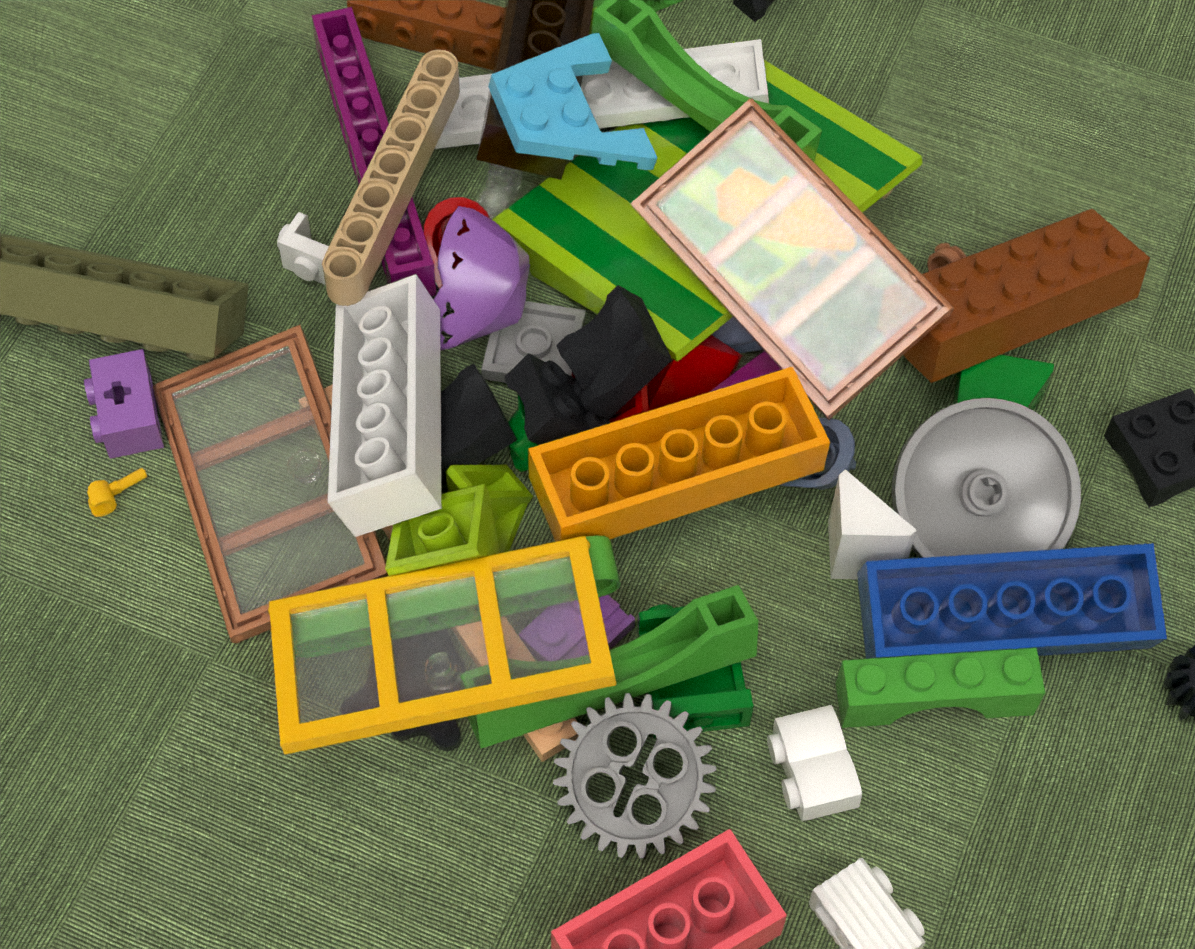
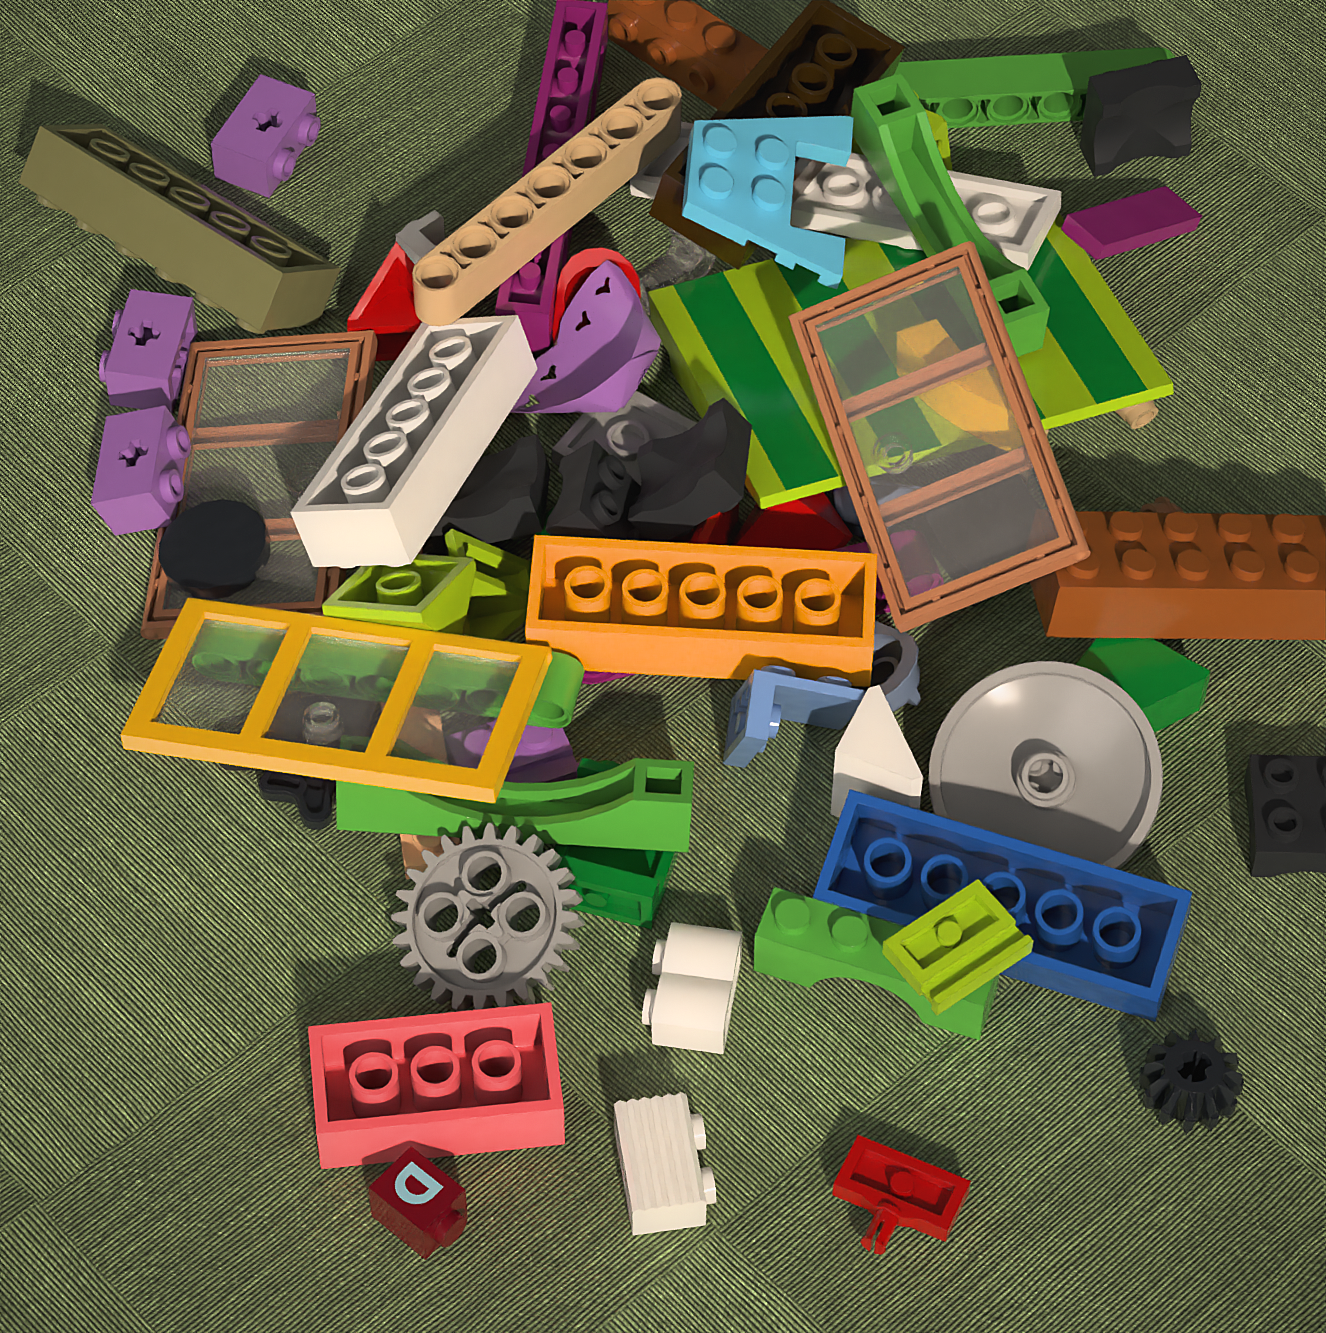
camera: 25 degrees right, 5 degrees down
(102, 493) = (79, 439): yellow hand -> none
(131, 197) = (265, 136): none -> medium lavender brick
(169, 506) = (140, 470): none -> medium lavender brick
(262, 550) = (214, 549): none -> black tile
(306, 300) = (388, 306): none -> red slope
(754, 524) = (778, 695): none -> medium blue bracket
(809, 47) = (1131, 222): none -> magenta tile
(1012, 657) = (957, 946): none -> lime plate
(1051, 866) = (899, 1192): none -> red plate

